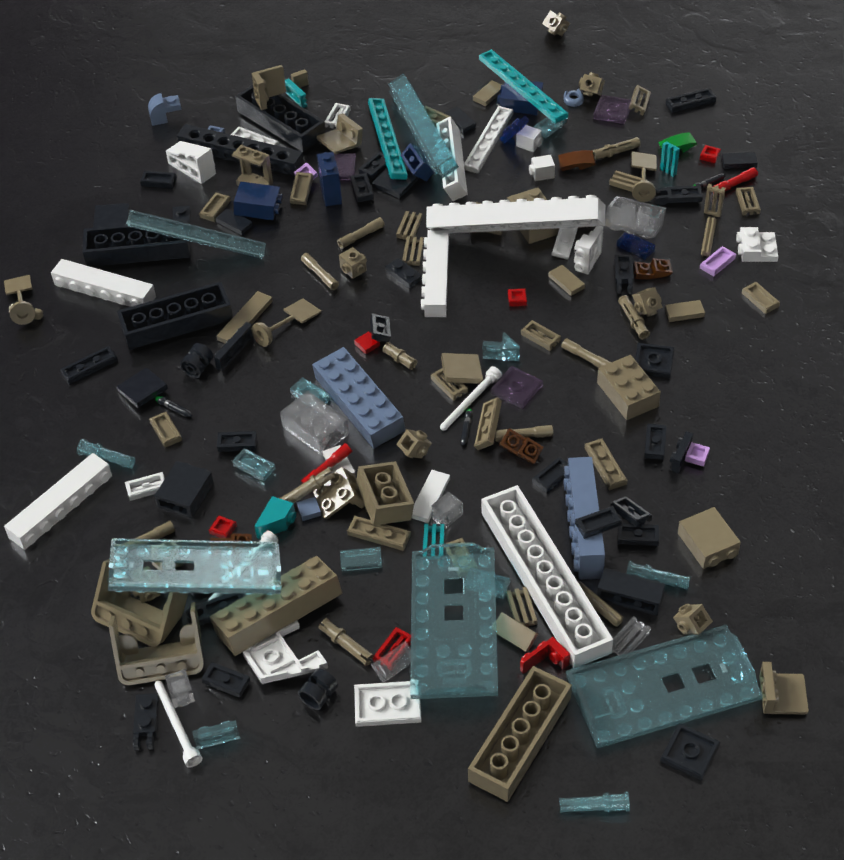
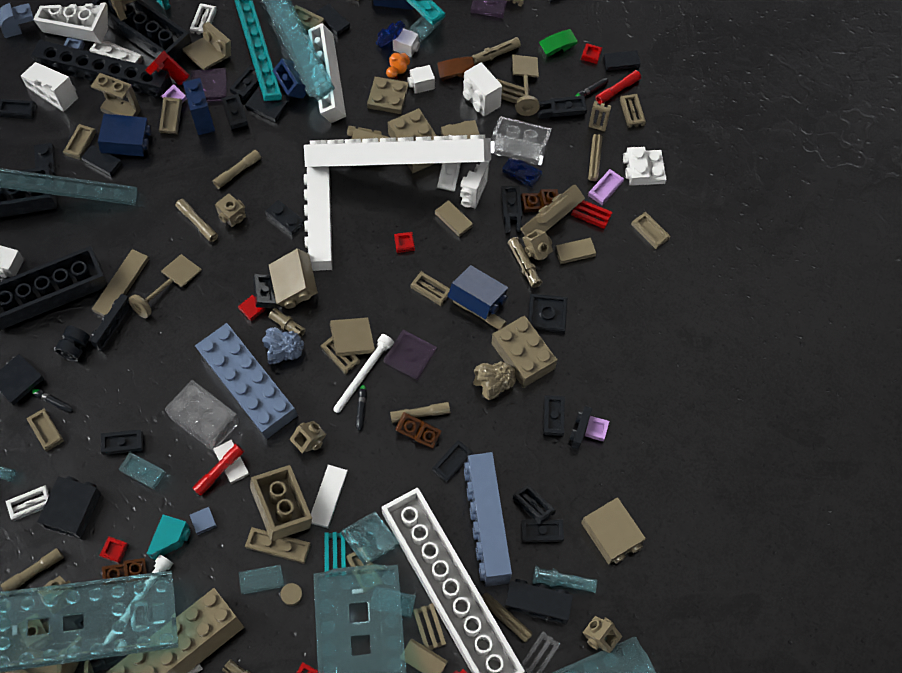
camera: 10 degrees left, 15 degrees up
(218, 111) = (74, 21): none -> white wedge
(300, 143) = (166, 63): none -> red bracket
(303, 385) = (189, 370): clear light blue plate -> none
(314, 483) = (206, 495): dark tan pin -> none
(338, 493) = (232, 500): dark tan bracket -> none
(389, 572) = (291, 594): none -> dark tan tile
(394, 369) = (282, 345): none -> sand blue hair
(408, 317) = (293, 279): none -> brick
(411, 217) = (290, 145): dark tan tile -> none
(414, 241) = (293, 176): dark tan tile -> none
(447, 509) = (346, 514): clear brick -> none
(468, 527) = (369, 538): none -> clear light blue plate
(488, 139) = (363, 44): white tile -> none
(488, 423) = (383, 404): dark tan tile -> none
(504, 350) = (396, 311): clear light blue slope -> none
(508, 180) = (387, 95): none -> dark tan plate
(520, 155) = (398, 65): none -> orange animal
(586, 336) = (478, 292): none -> dark blue brick
(597, 405) = (494, 378): none -> dark tan hair
(598, 522) = (503, 535): black tile -> none
(600, 175) = (482, 89): none -> white brick
(605, 464) = (505, 444): dark tan tile -> none
(667, 157) = (549, 63): teal tile -> none
(667, 275) = (554, 211): none -> dark tan bracket
(704, 281) = (593, 211): none -> red tile

